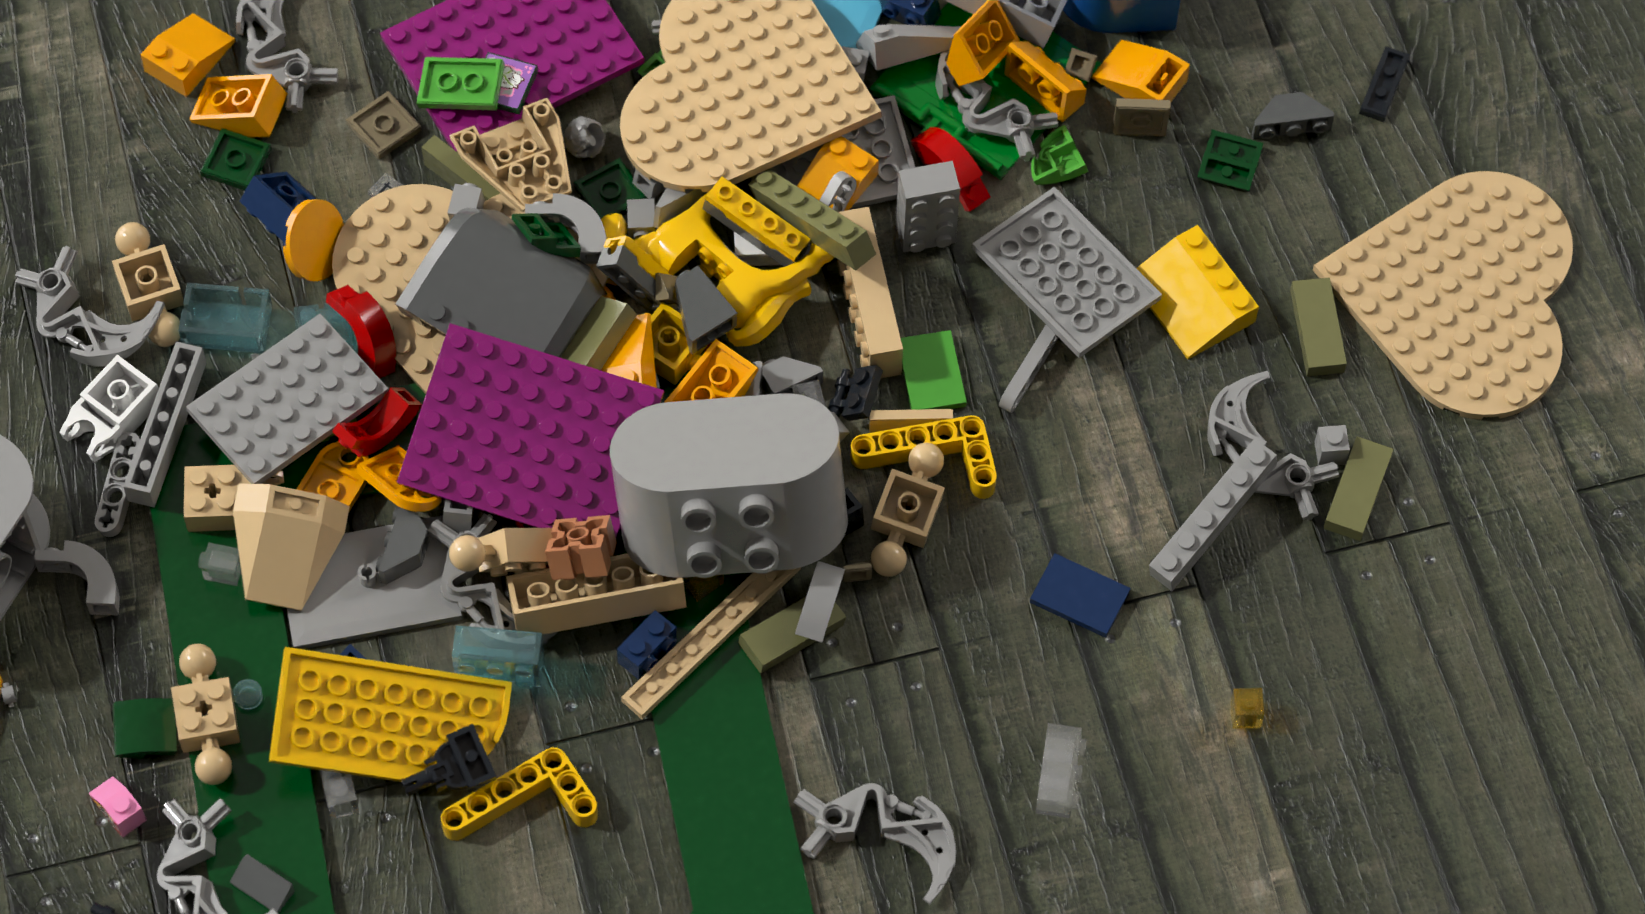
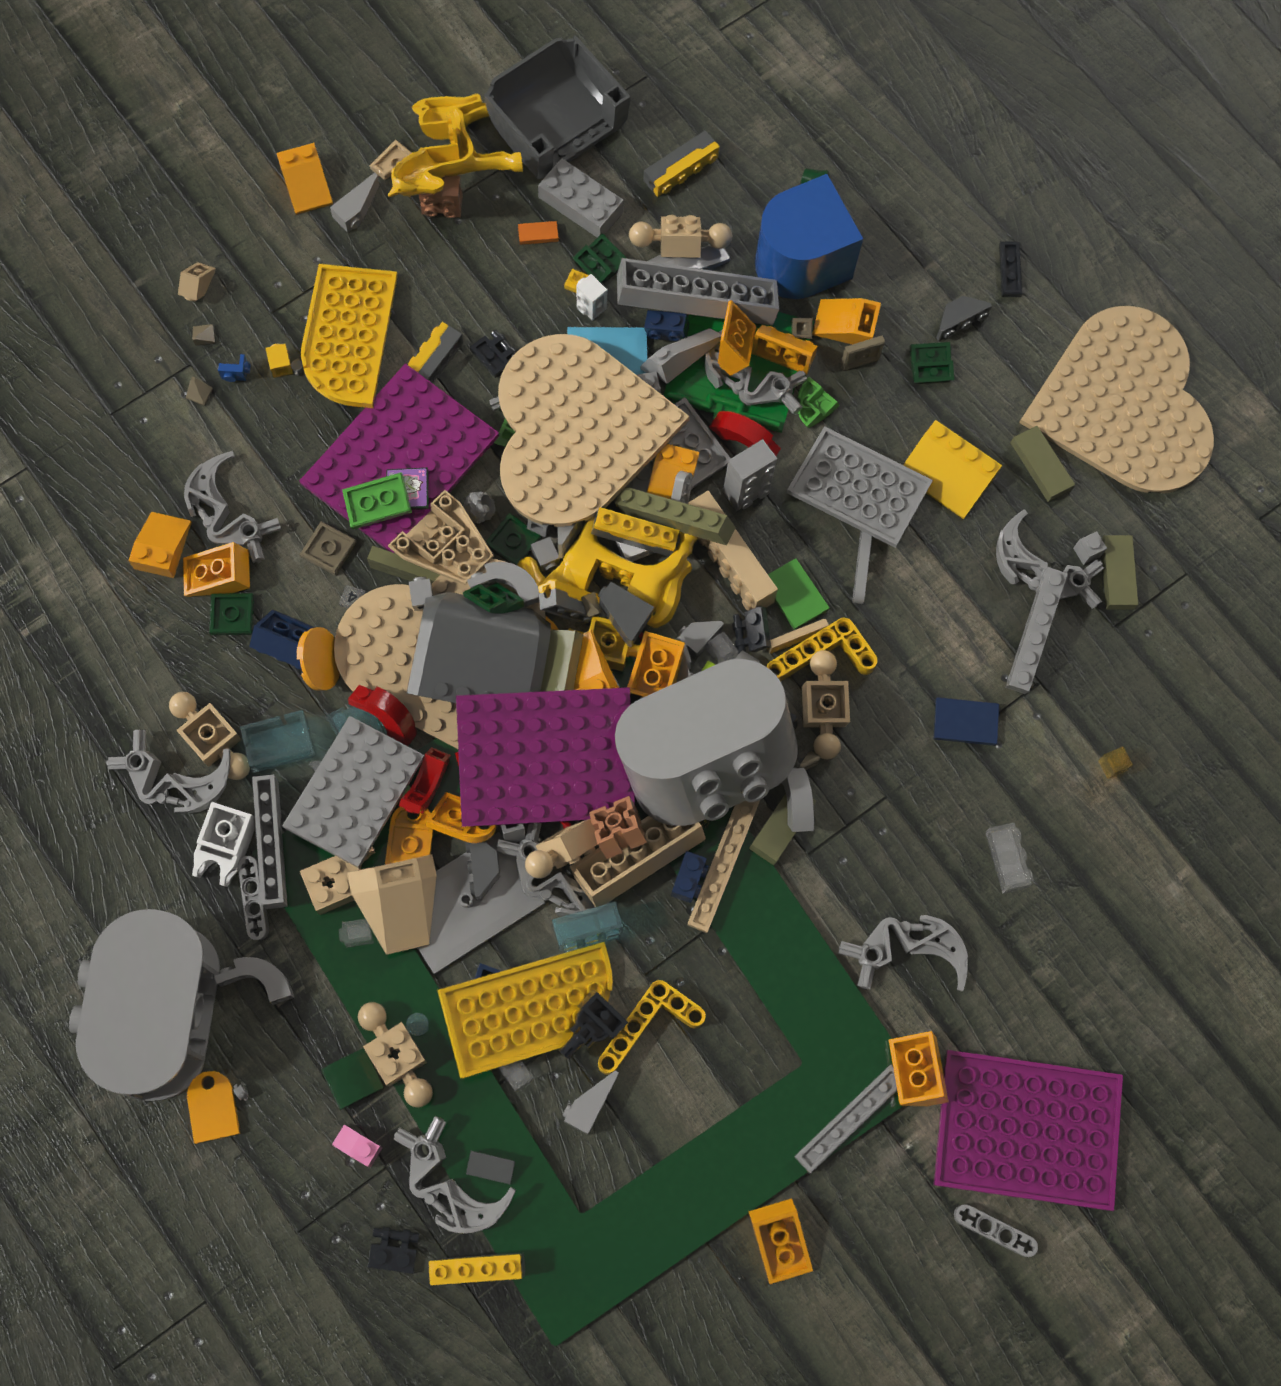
camera: 25 degrees left, 10 degrees up
(410, 861) = (587, 1107): none -> light grey slope

